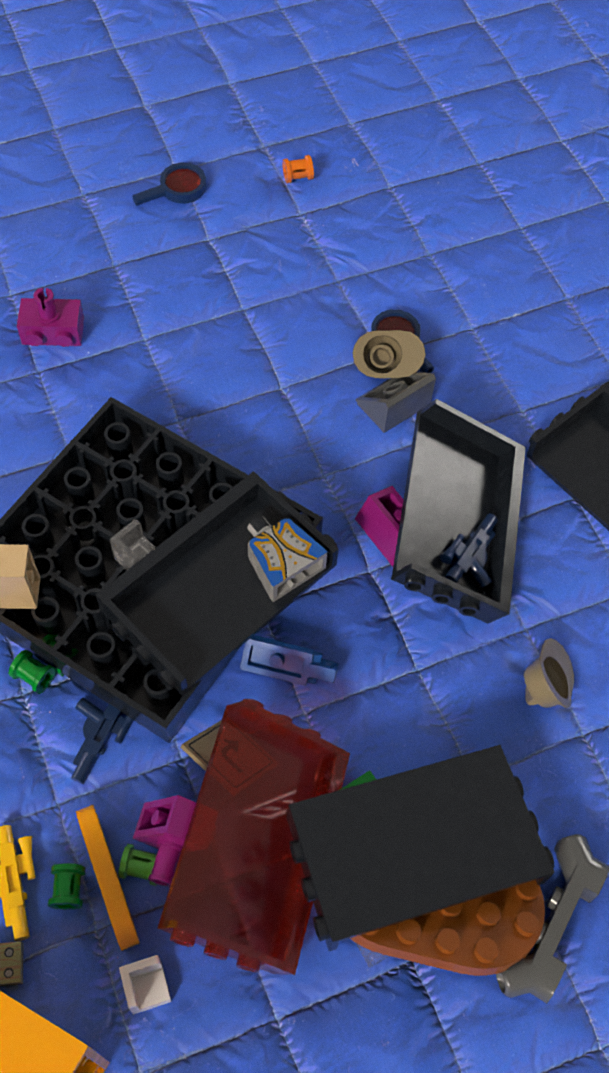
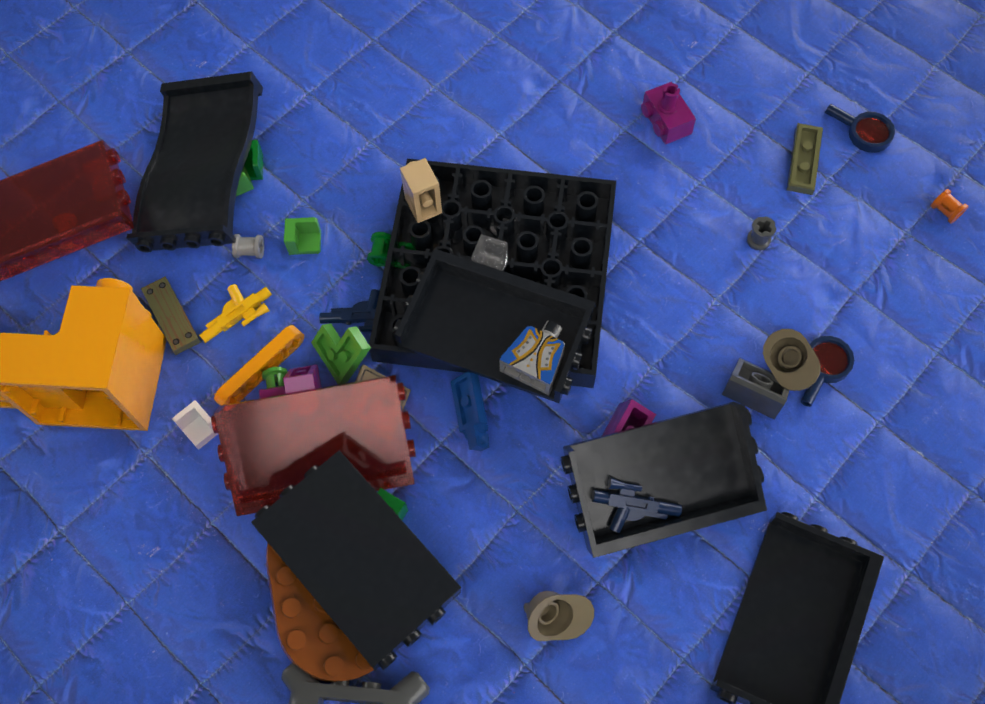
camera: 70 degrees right, 5 degrees up
(66, 886) = (236, 353): green bush -> none
(150, 774) = (341, 354): none -> bright green plate
(177, 244) = (804, 159): none -> olive tile
(238, 310) = (762, 230): none -> dark grey bush

